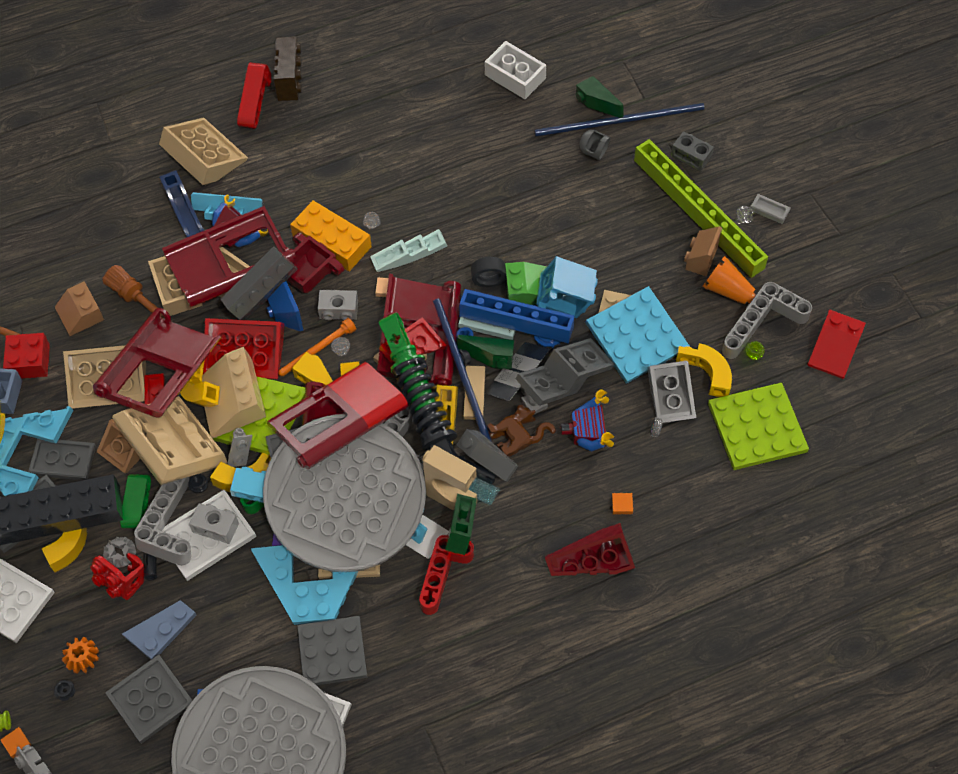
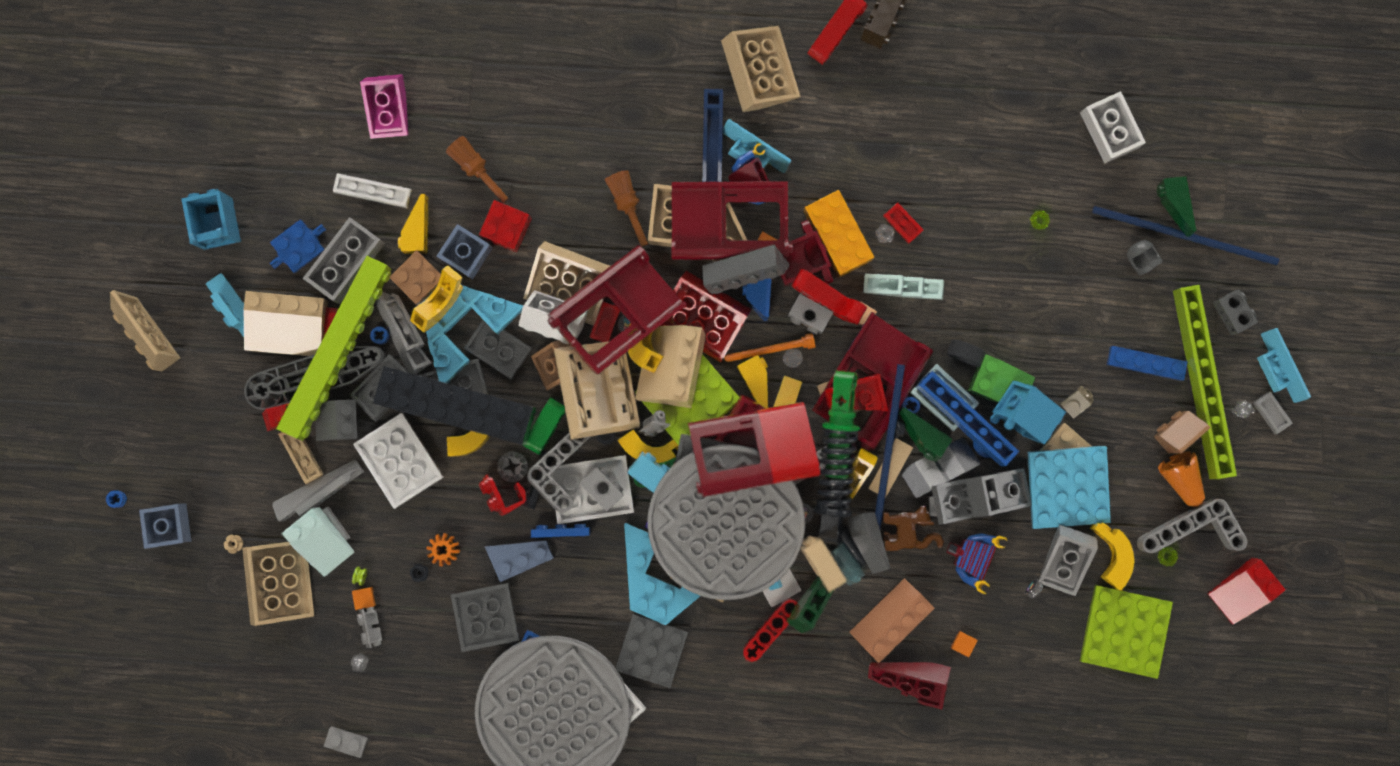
camera: 30 degrees right, 25 degrees up
(78, 309) = (571, 197): medium nougat slope -> none
(88, 405) = (536, 312): none -> white brick
(192, 584) = (561, 530): none -> blue plate
(338, 278) = (823, 294): none -> red beam
(382, 206) = (903, 223): none -> red plate
(495, 157) = (1045, 218): none -> clear neon green plate
(545, 513) = (891, 620): none -> nougat slope
(606, 269) = (1078, 401): none -> dark tan bracket
(645, 218) = (1147, 363): none -> blue plate
(754, 172) = (1280, 367): none -> medium azure bracket

